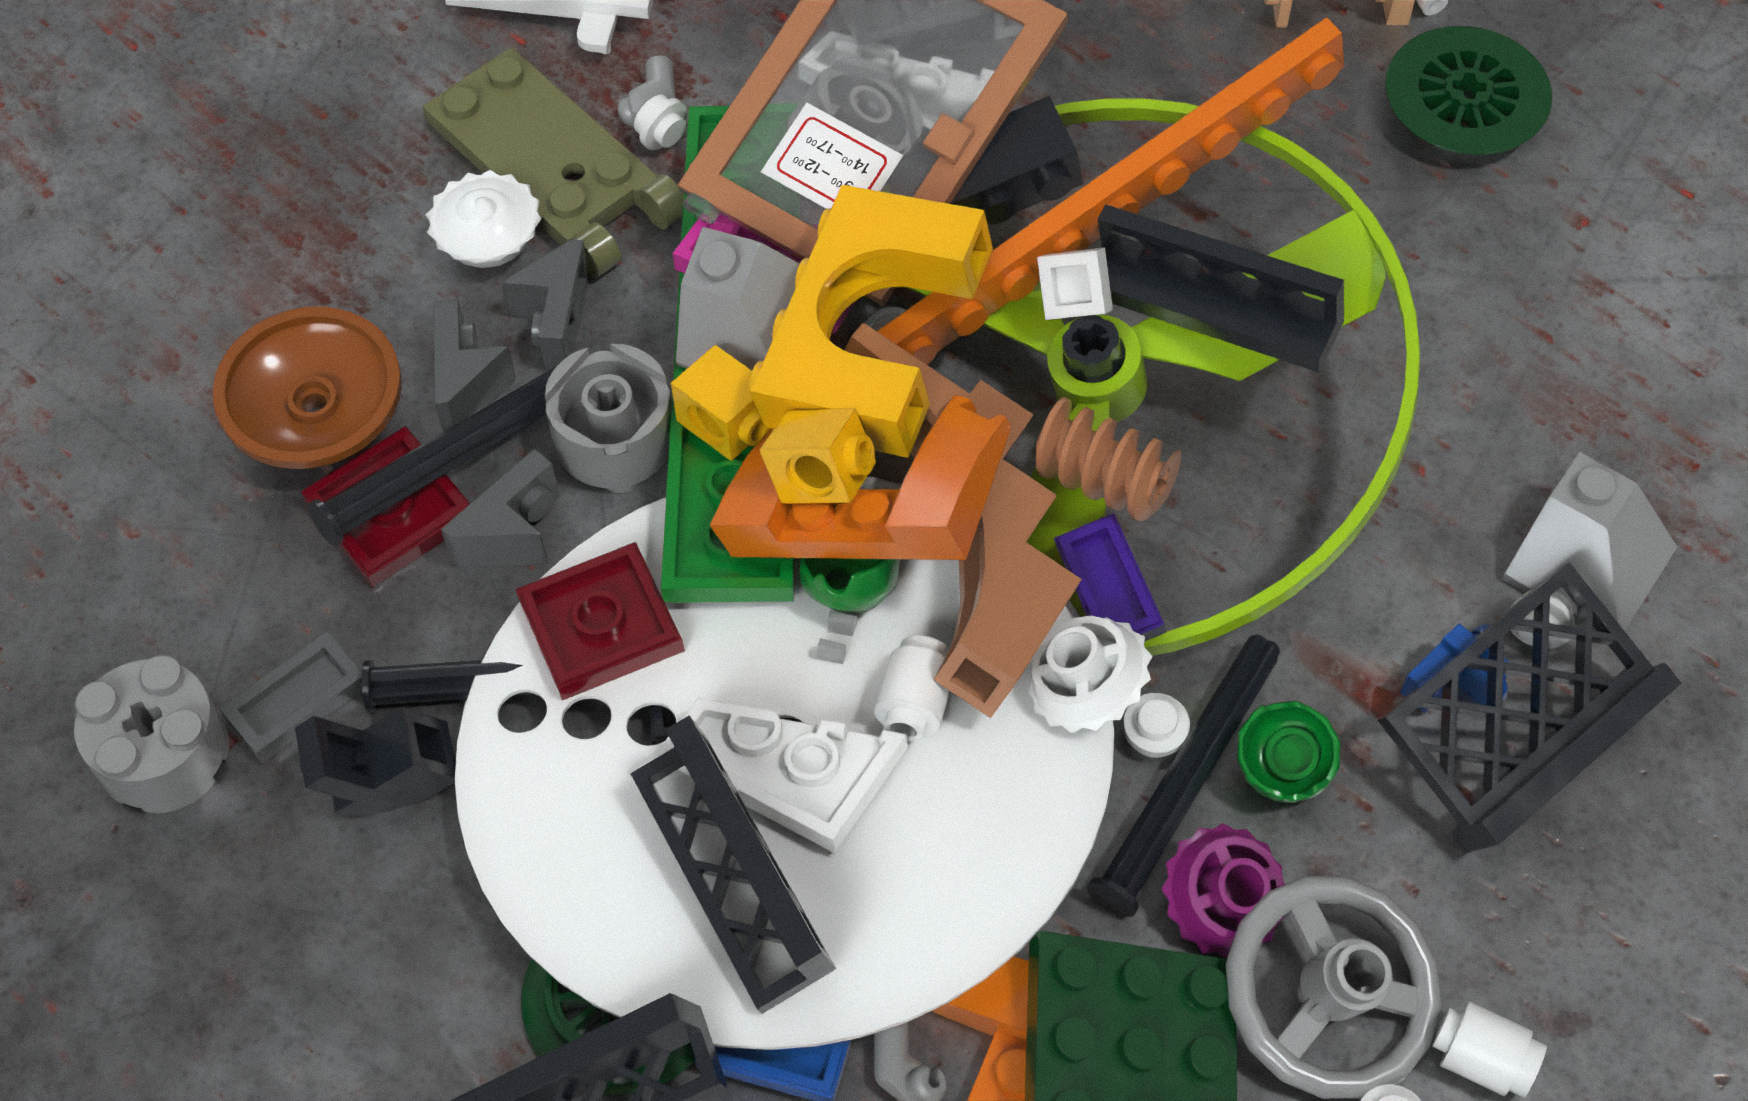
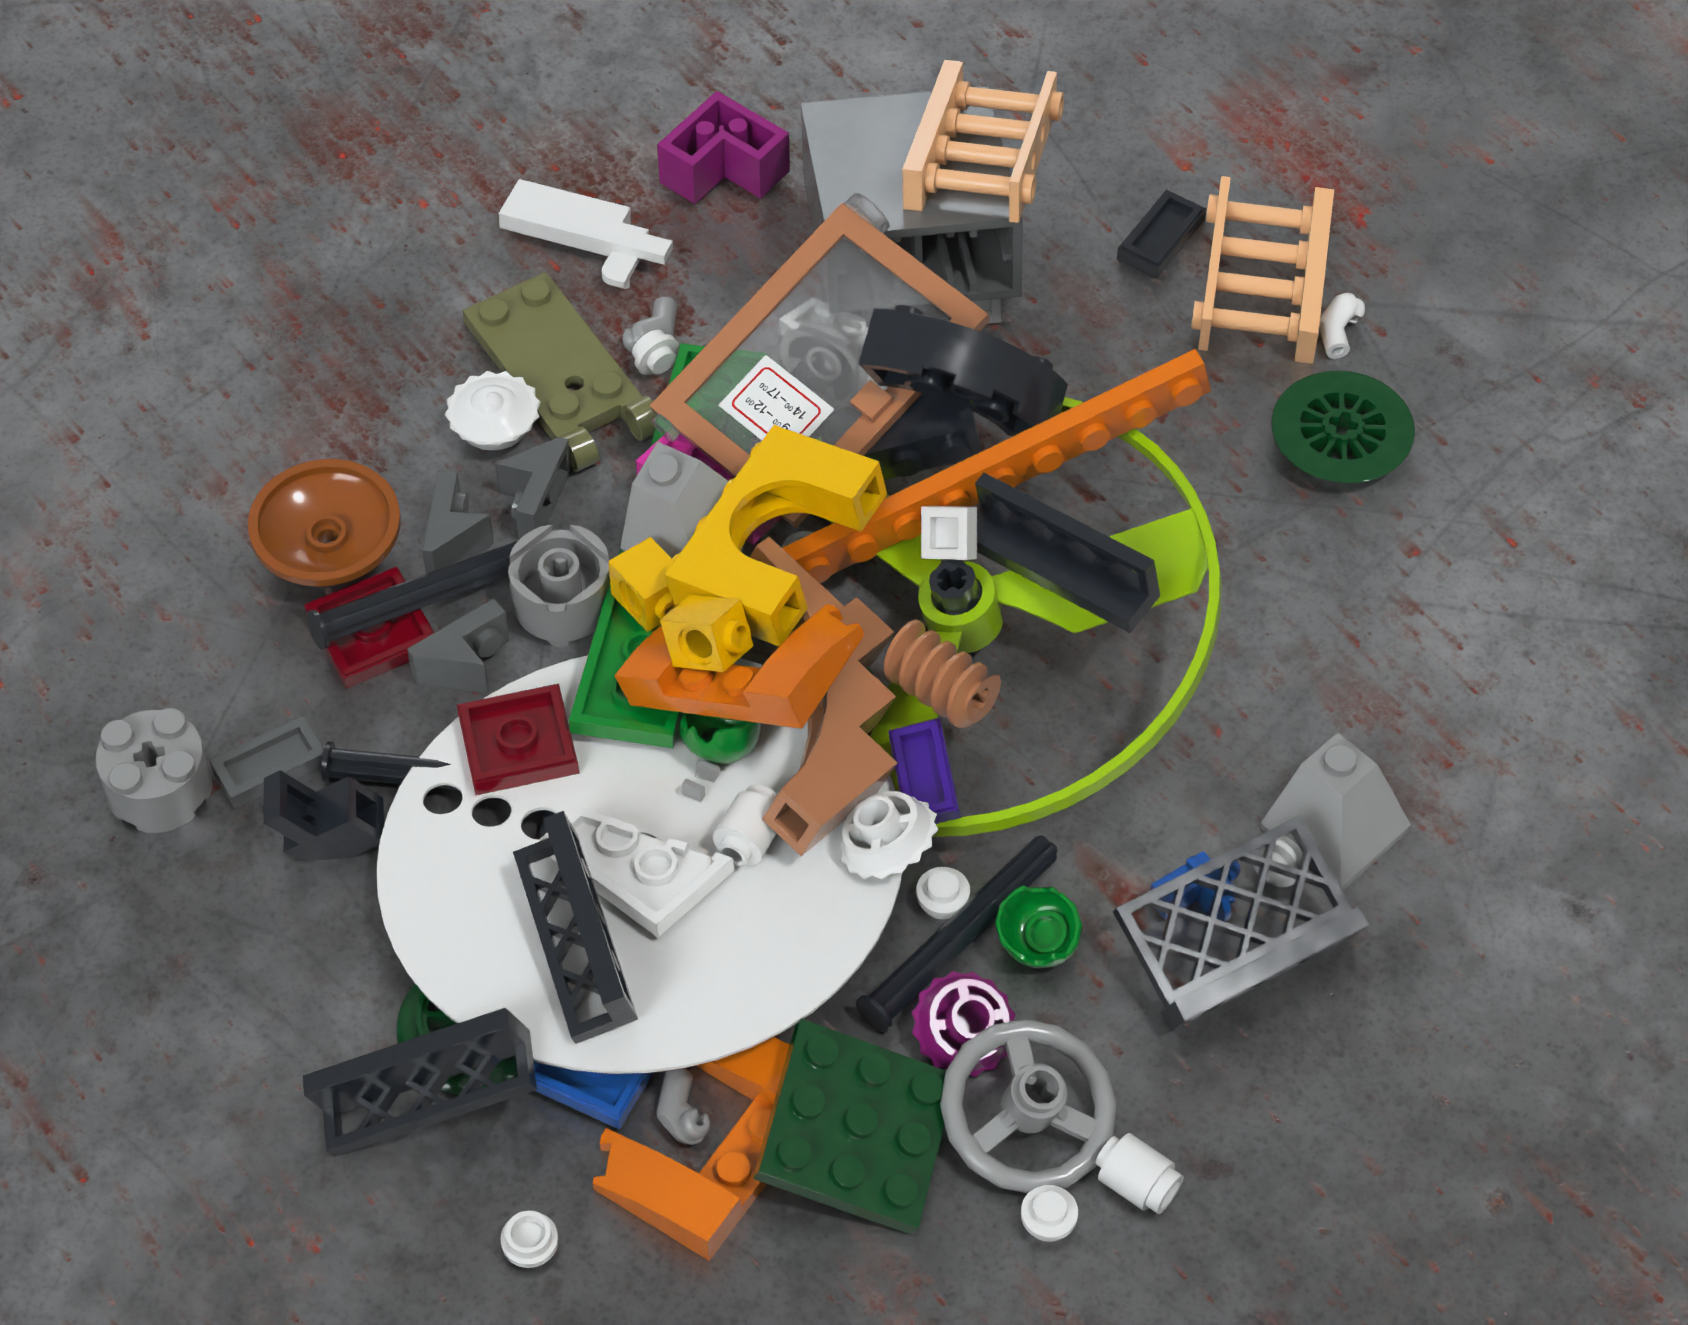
camera: 10 degrees right, 5 degrees down
(1030, 70) = (938, 355): none -> black brick

